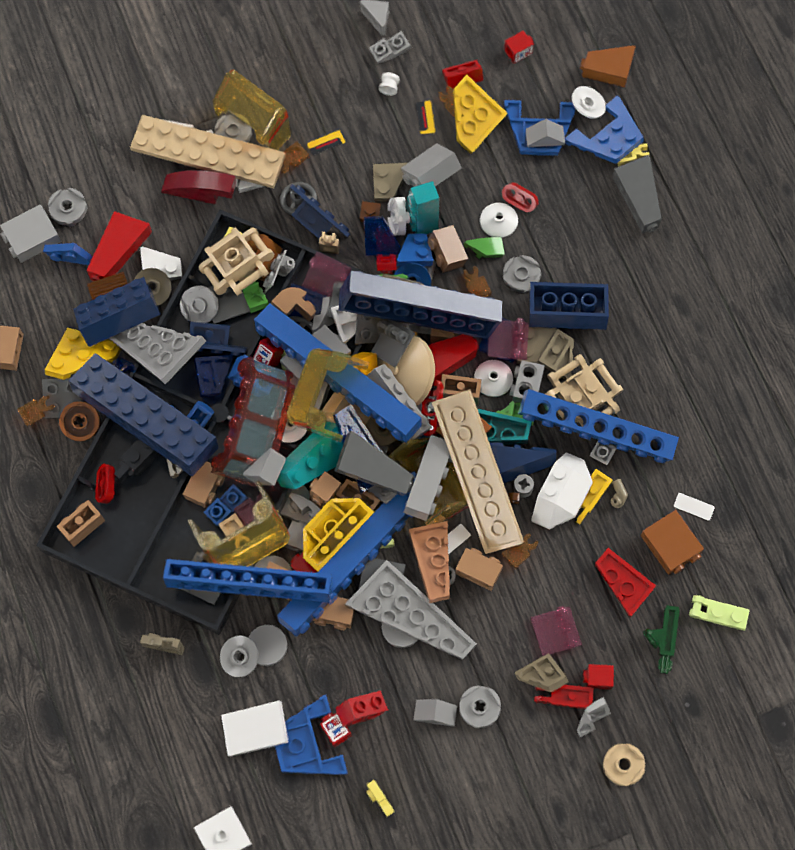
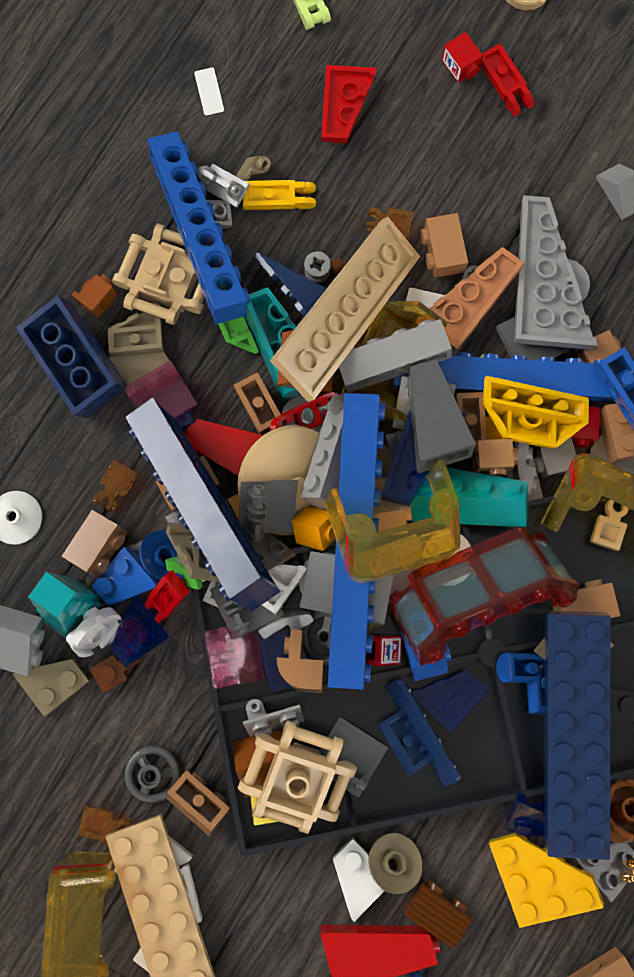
camera: 125 degrees left, 10 degrees up
(116, 311) = (466, 879): dark blue brick -> none
(158, 348) = (482, 785): light grey wing -> none
(199, 304) = (381, 781): light grey tile -> none
(200, 185) = (223, 911): dark red slope -> none
(224, 506) = (589, 561): blue slope -> none
(233, 127) = (118, 932): light grey tile -> none
(245, 510) = (576, 529): clear pink plate -> none
(255, 297) = (320, 721): bright green slope -> none
(264, 208) = (198, 802): none -> medium nougat brick
(266, 468) = (535, 528): light grey slope -> none
(313, 217) = (167, 732): dark blue bracket -> none
(326, 142) = (53, 798): sticker -> none
(329, 243) = (186, 689): tan plate -> none
(477, 718) = (575, 163): light grey plate -> none
(487, 247) = (60, 504): bright green slope -> none
(498, 386) = (216, 400): white dish -> none
(520, 272) = (66, 443): light grey tile -> none
(525, 383) = (194, 335): light grey brick -> none
(543, 674) = (504, 107): dark tan wing -> none
(556, 631) = (446, 131): clear pink hinge -> none
(562, 492) = (292, 220): white wedge -> none
(591, 714) = (517, 40): light grey slope -> none
(600, 345) = (96, 295): none -> dark orange brick
(619, 466) = (223, 184): none -> light grey hinge
(665, 638) = (373, 25): dark green piece -> none
(672, 543) = (267, 80): dark orange brick -> none

